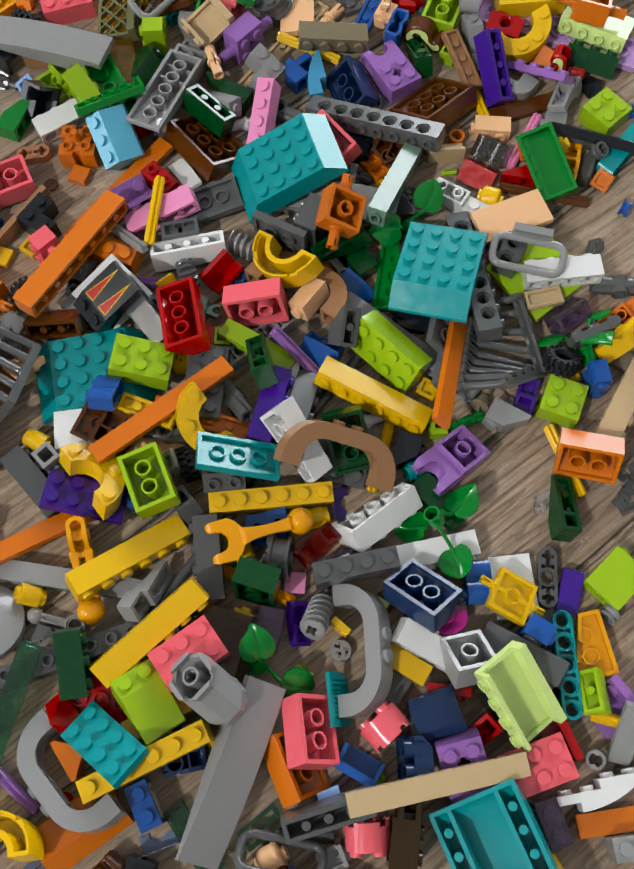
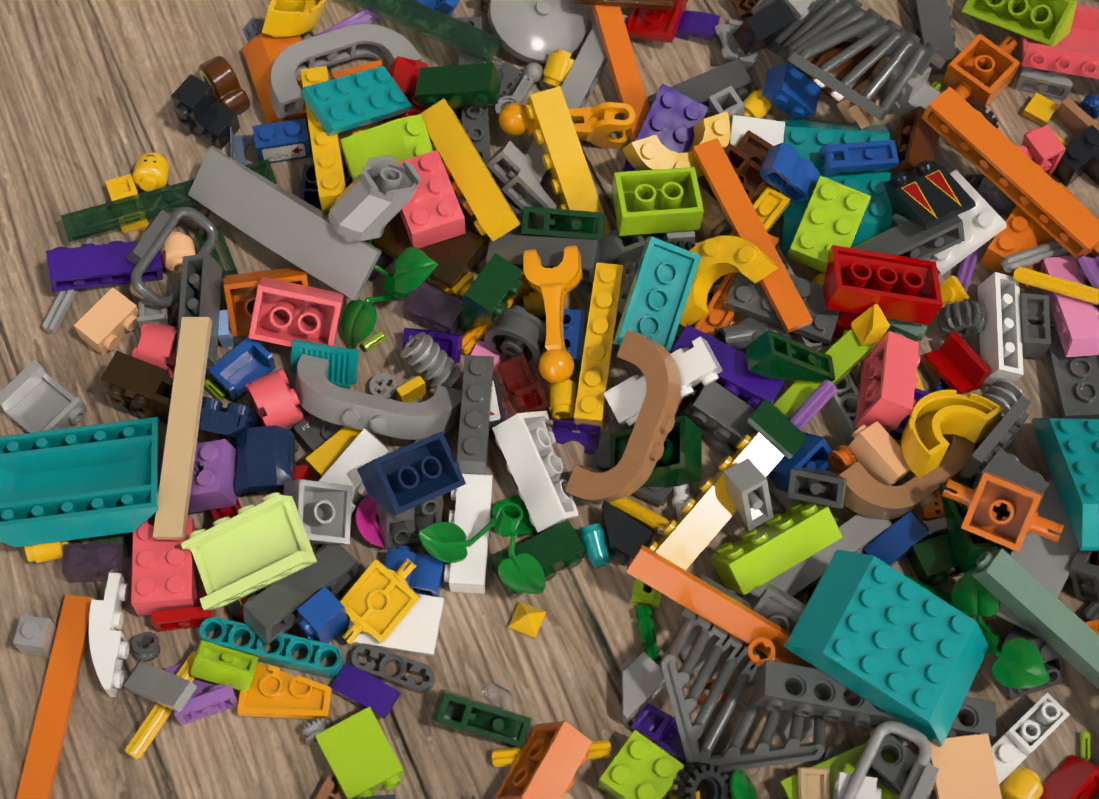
camera: 100 degrees right, 5 degrees down
(24, 415) = (791, 91): none -> blue brick
(77, 352) = (859, 156): none -> blue plate
(179, 548) = (563, 223): none -> dark green slope
(216, 319) = (870, 326): none -> yellow slope
(309, 363) = (777, 429): none -> dark green slope
(314, 324) = (841, 458): none -> orange bush
(362, 369) = (749, 493): none -> light grey slope
(452, 459) = (588, 574): medium lavender brick -> none
(473, 334) = (755, 659): none -> orange bush
(485, 500) = (527, 620): none -> yellow slope

